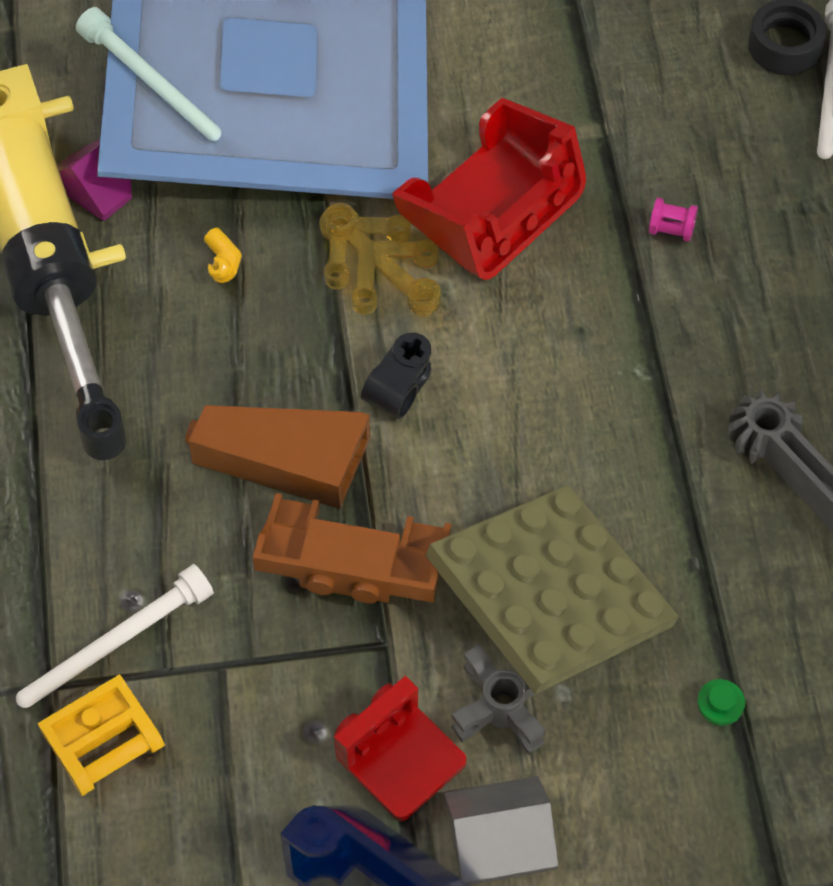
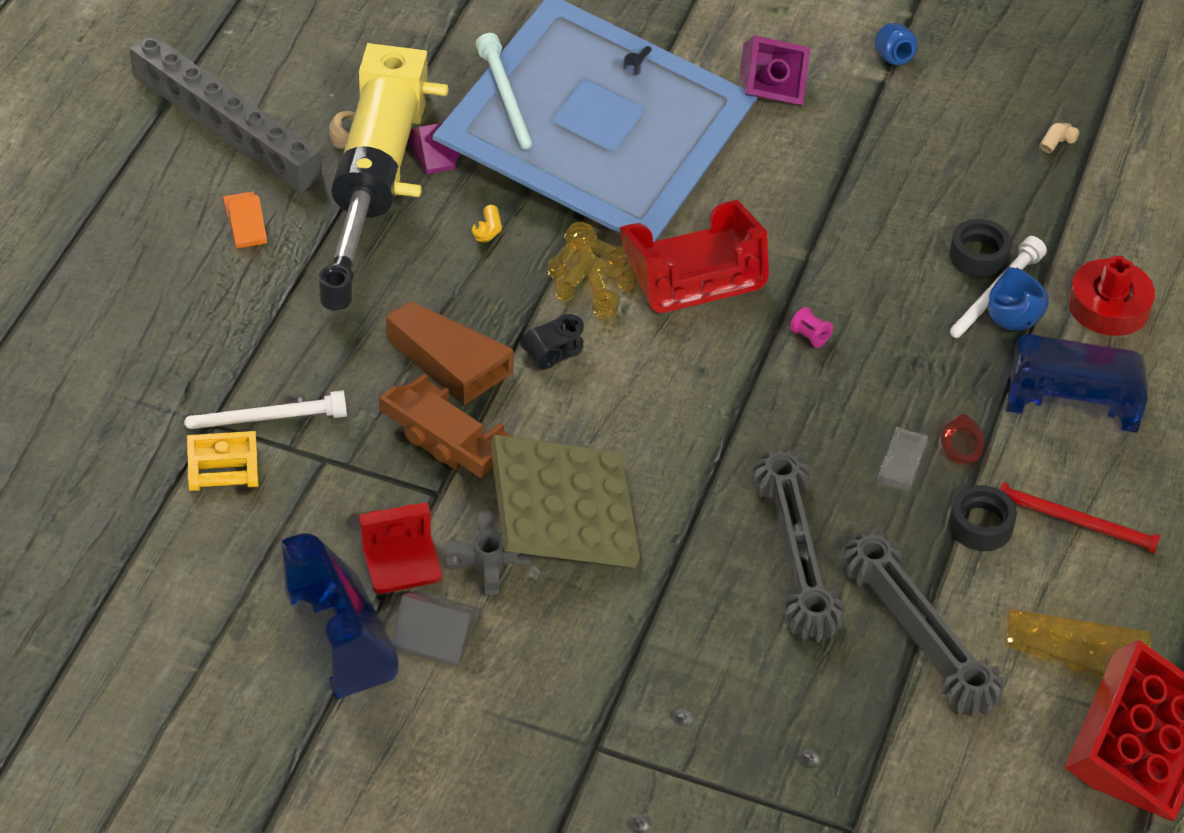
camera: 25 degrees right, 10 degrees down
(721, 702) = (632, 621): green plate -> none

